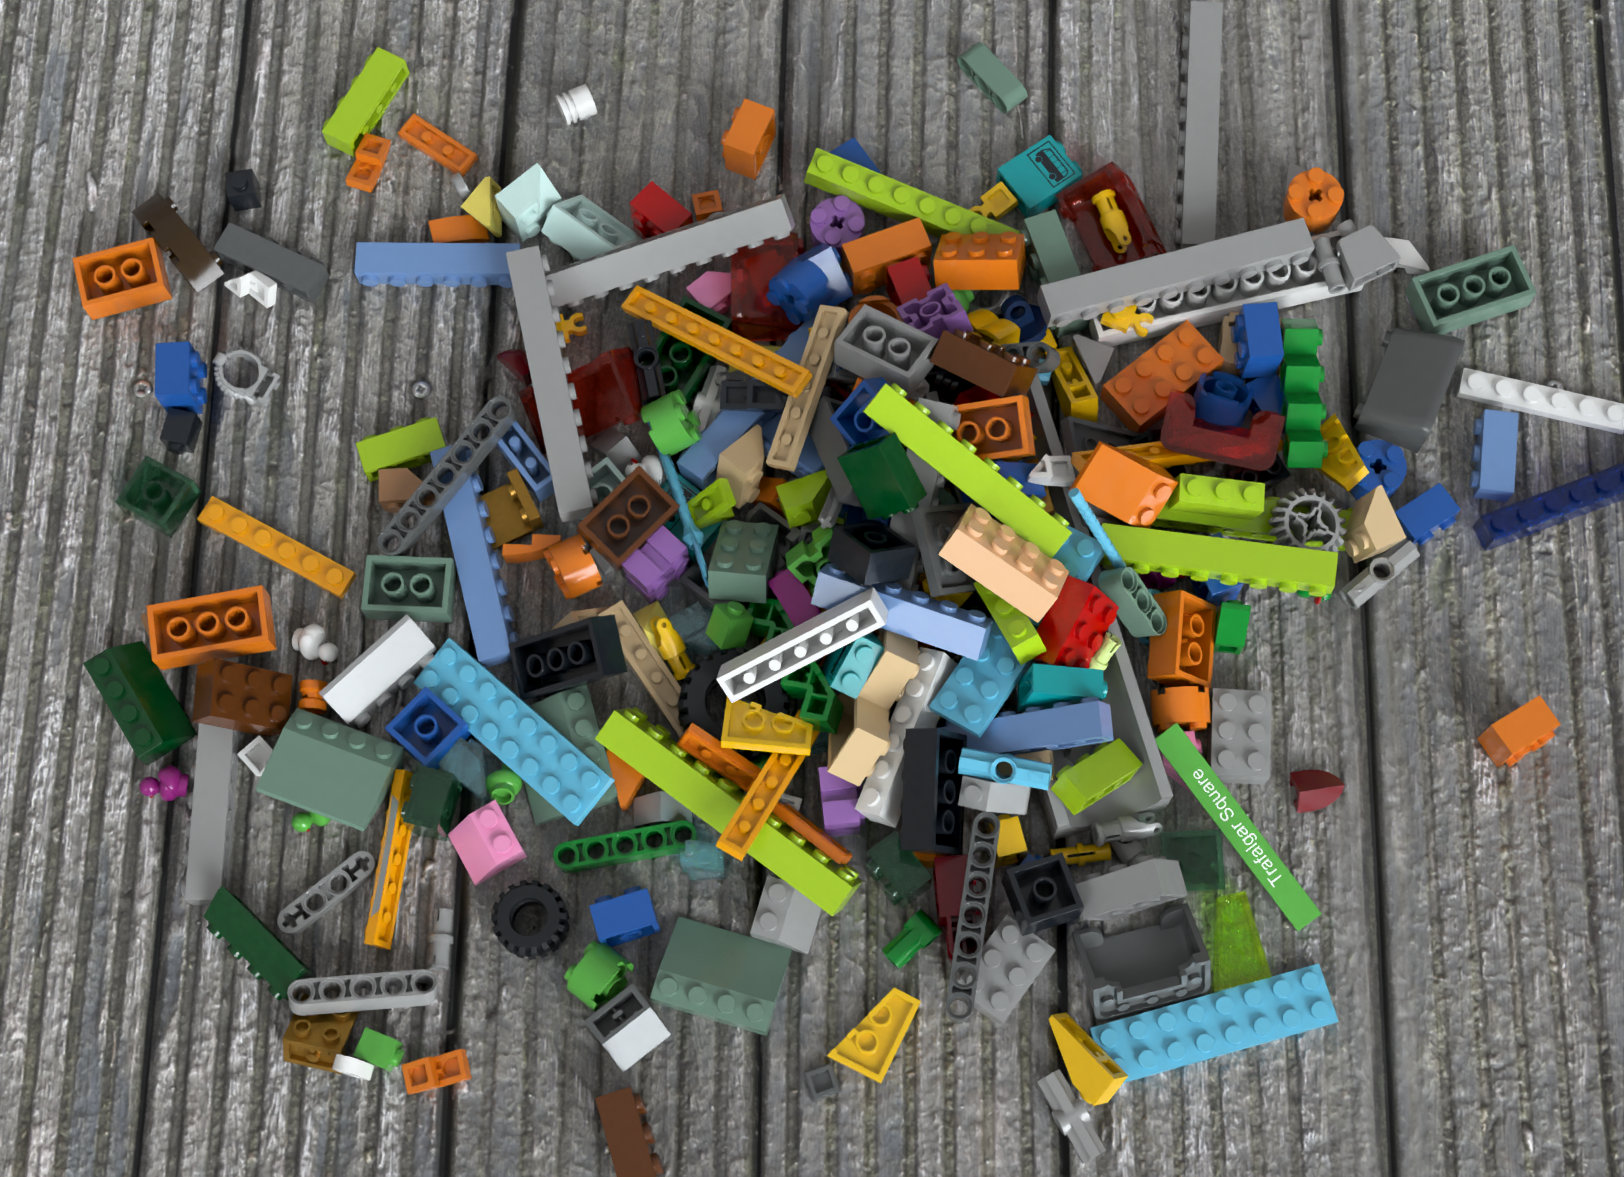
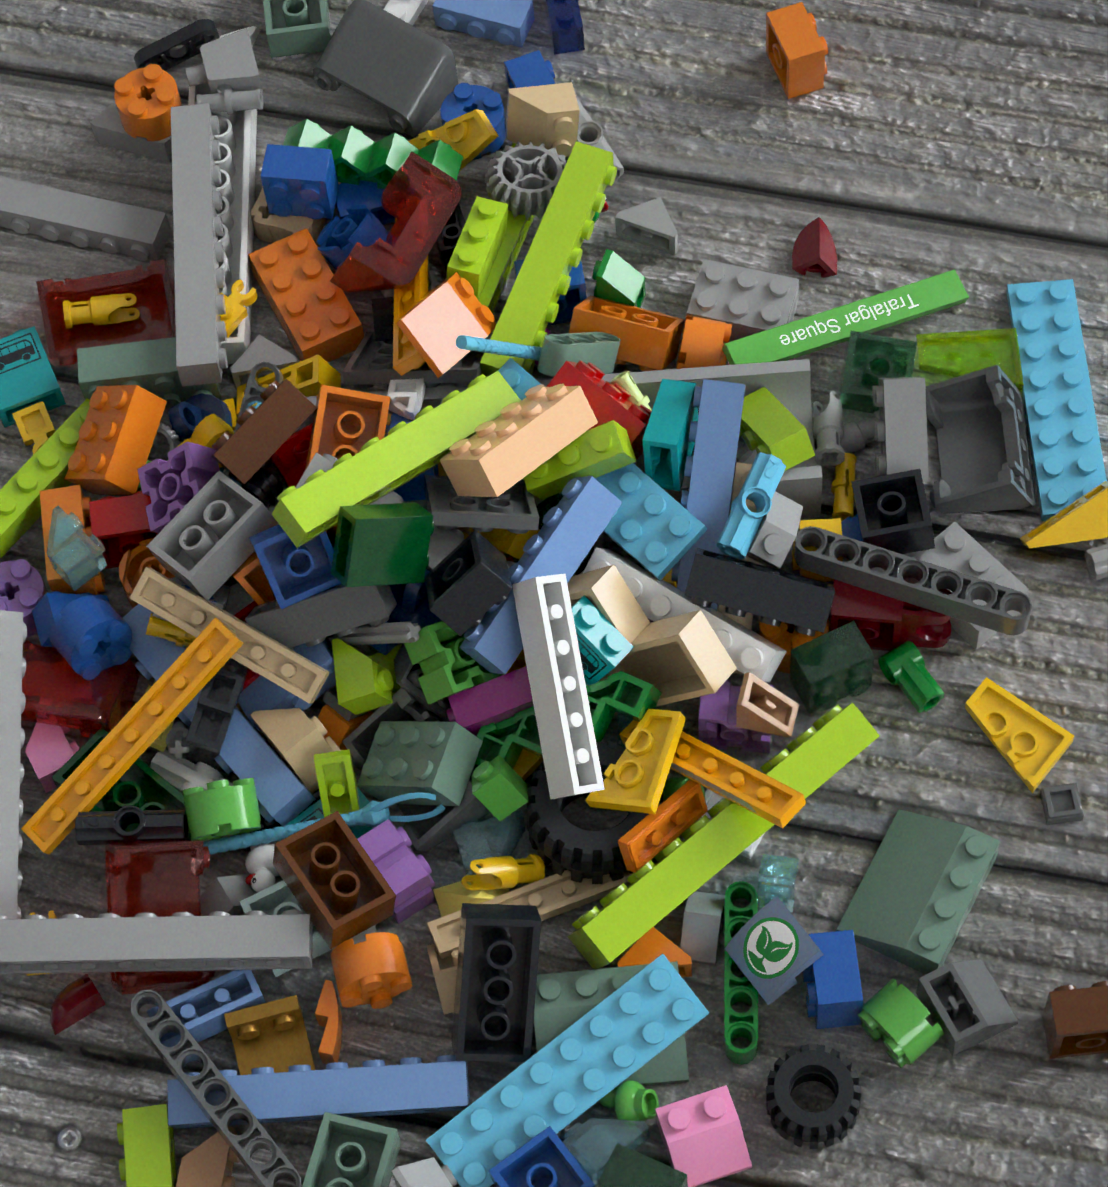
camera: 75 degrees left, 10 degrees down
(632, 864) = (773, 950): none -> slope
(785, 916) = (857, 808): light grey slope -> none
(812, 833) = (777, 743): orange tile -> none
(830, 817) = (764, 708): none -> medium nougat slope
(865, 252) = (72, 551): none -> clear light blue slope
(1306, 642) = (648, 225): none -> light grey slope
(1388, 211) = (197, 33): none -> black beam

